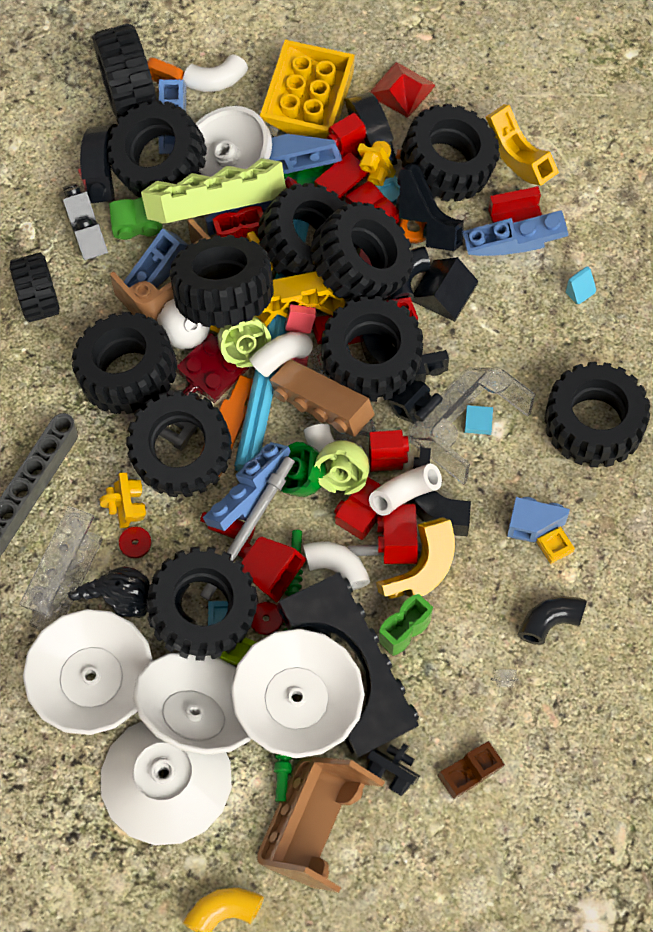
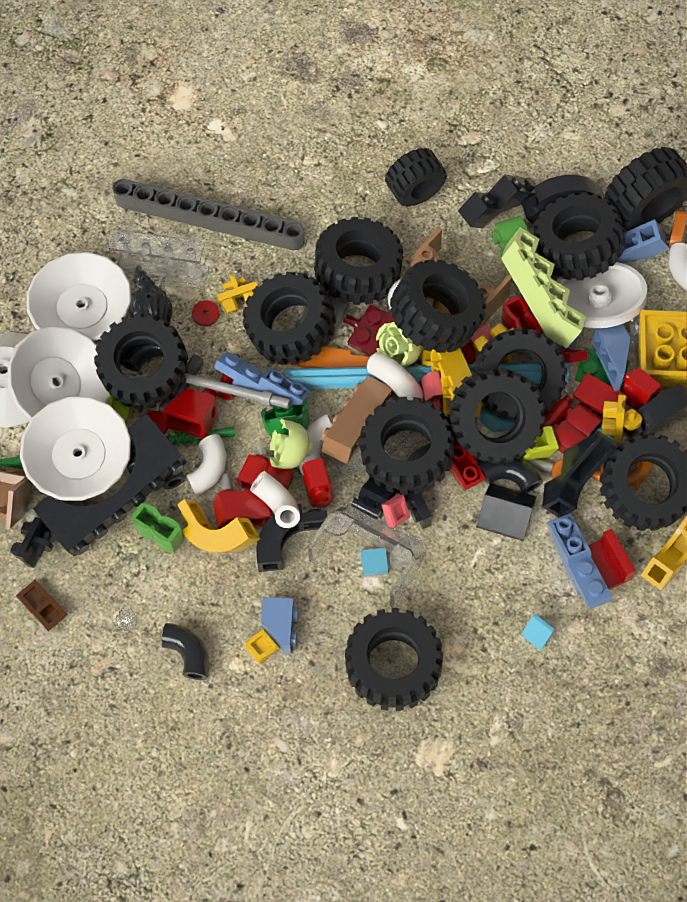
camera: 80 degrees right, 0 degrees up
(157, 260) = (481, 267): medium blue slope -> none
(435, 380) = (395, 511): none -> coral tile

